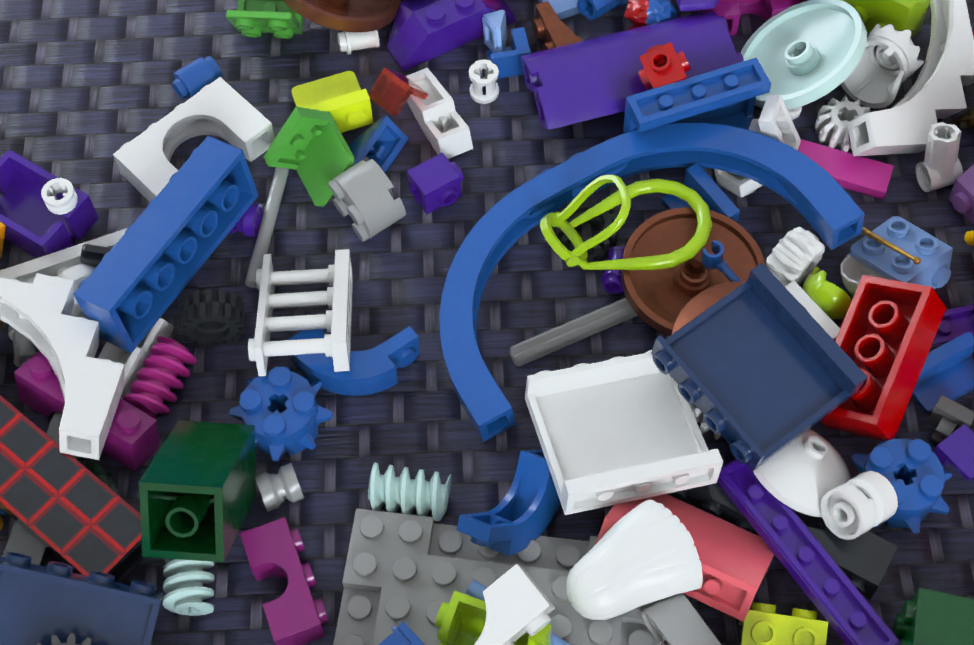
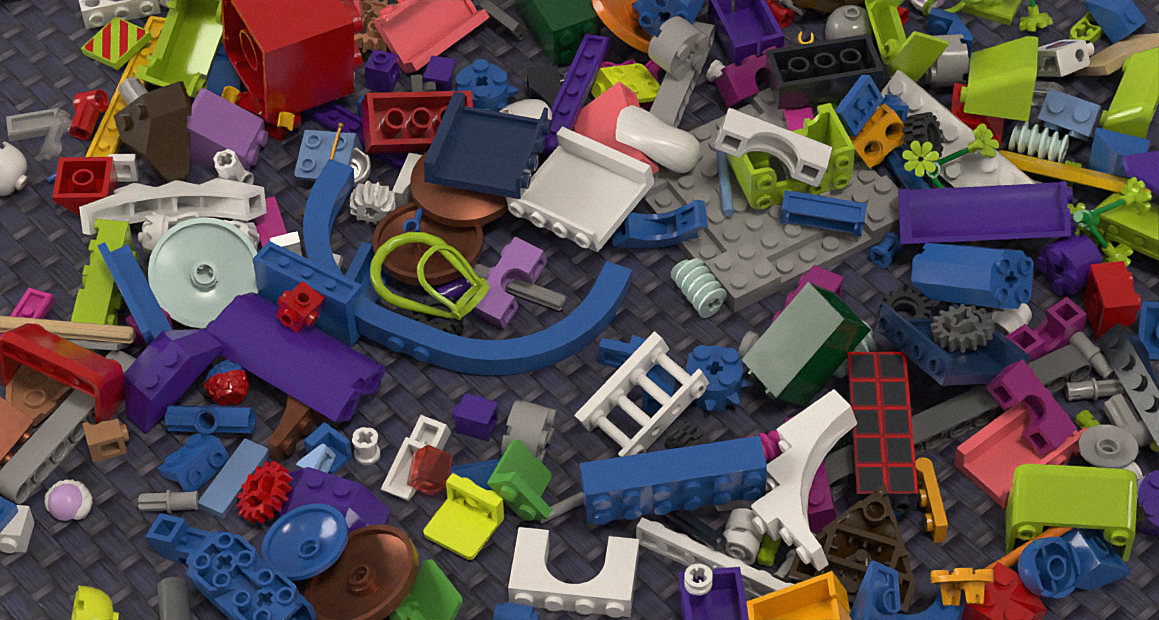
camera: 130 degrees left, 10 degrees down
(574, 306) = (517, 262): none -> medium lavender arch
(826, 295) = (388, 175): lime hair -> none
(858, 505) = (523, 82): white wheel -> none

